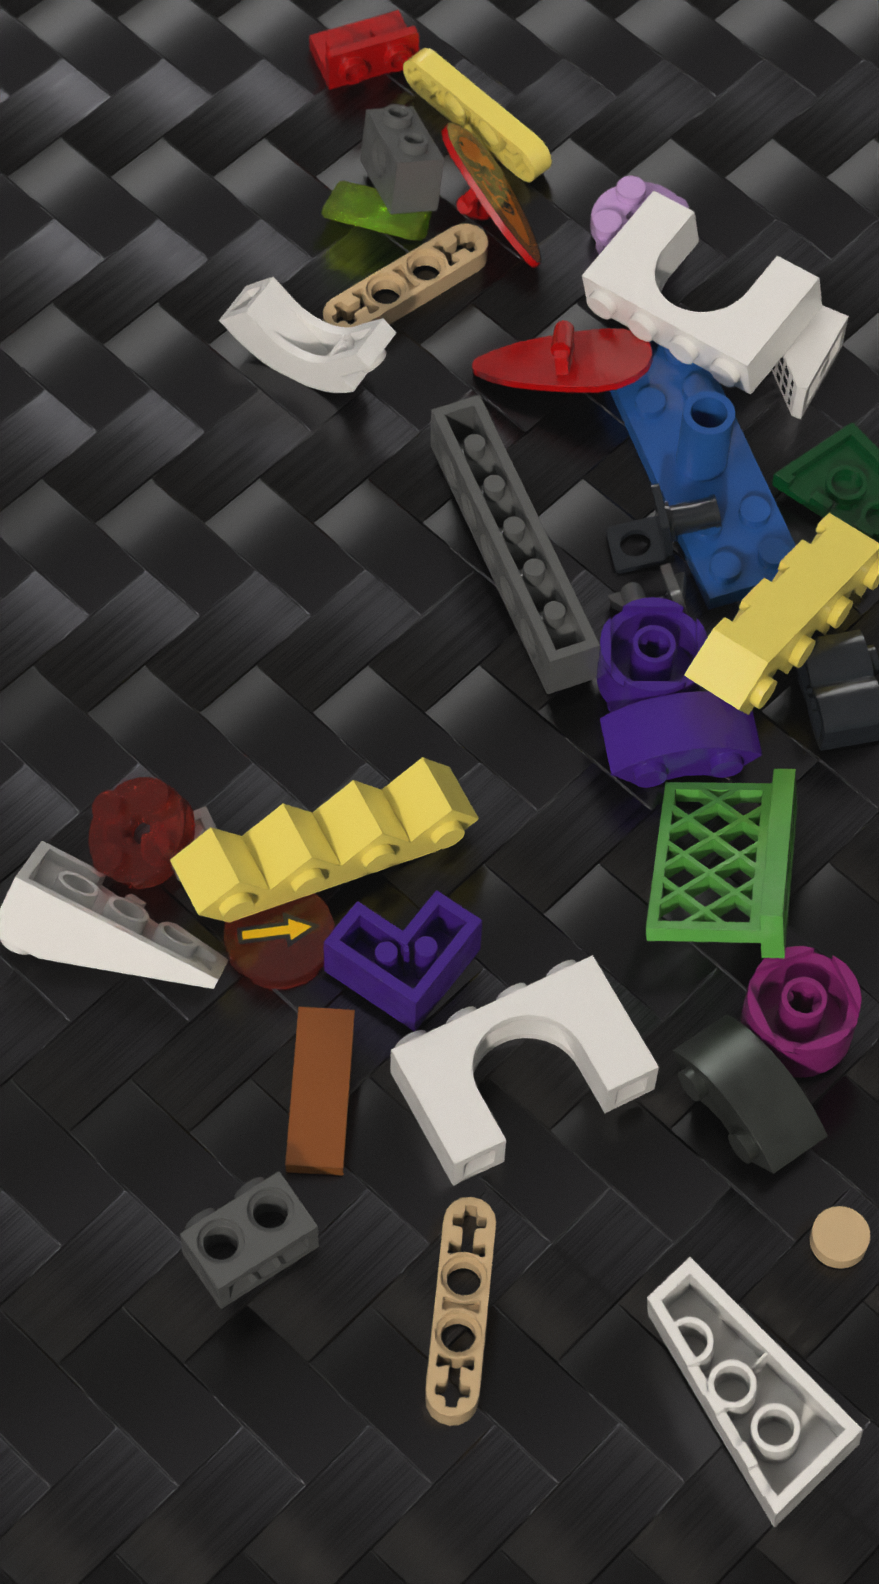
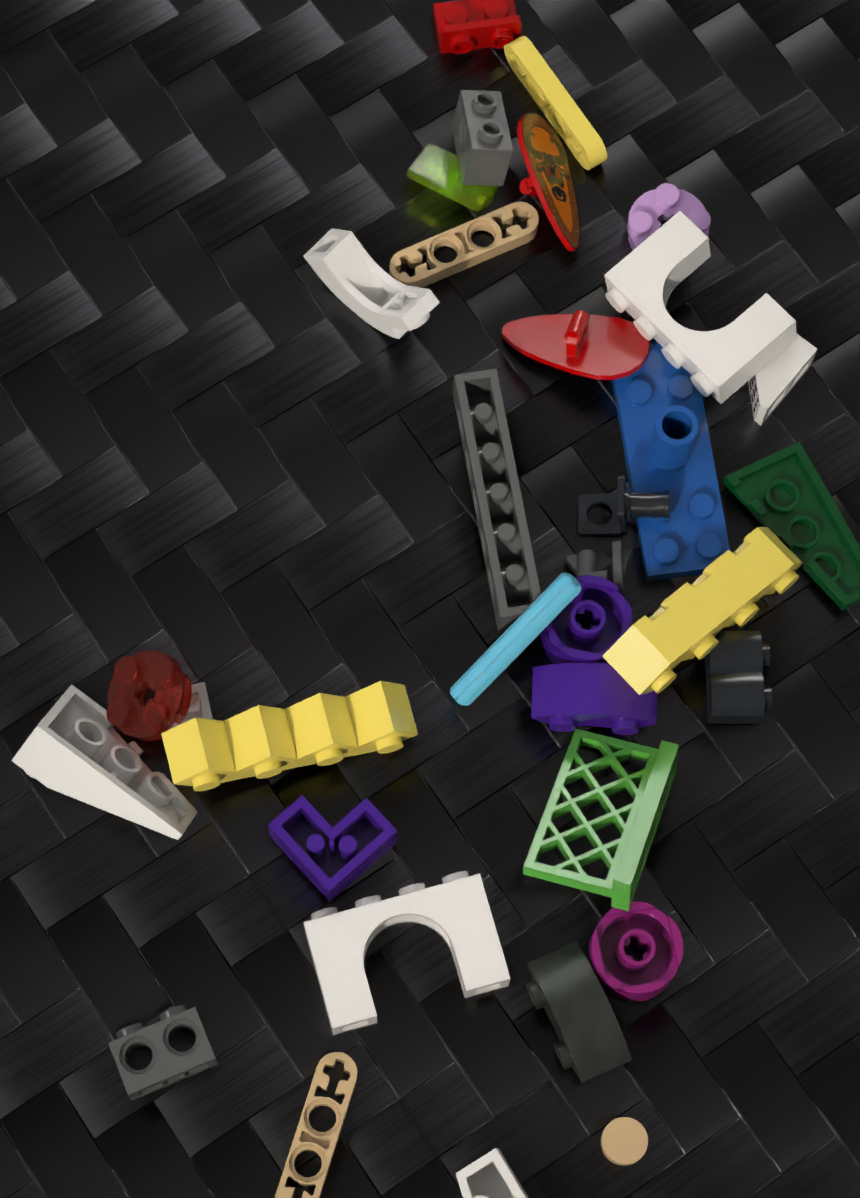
camera: 10 degrees right, 10 degrees up
(281, 943) = (242, 808): clear red tile -> none
(320, 1091) = (245, 937): dark orange tile -> none
(573, 685) = (515, 639): none -> medium azure axle

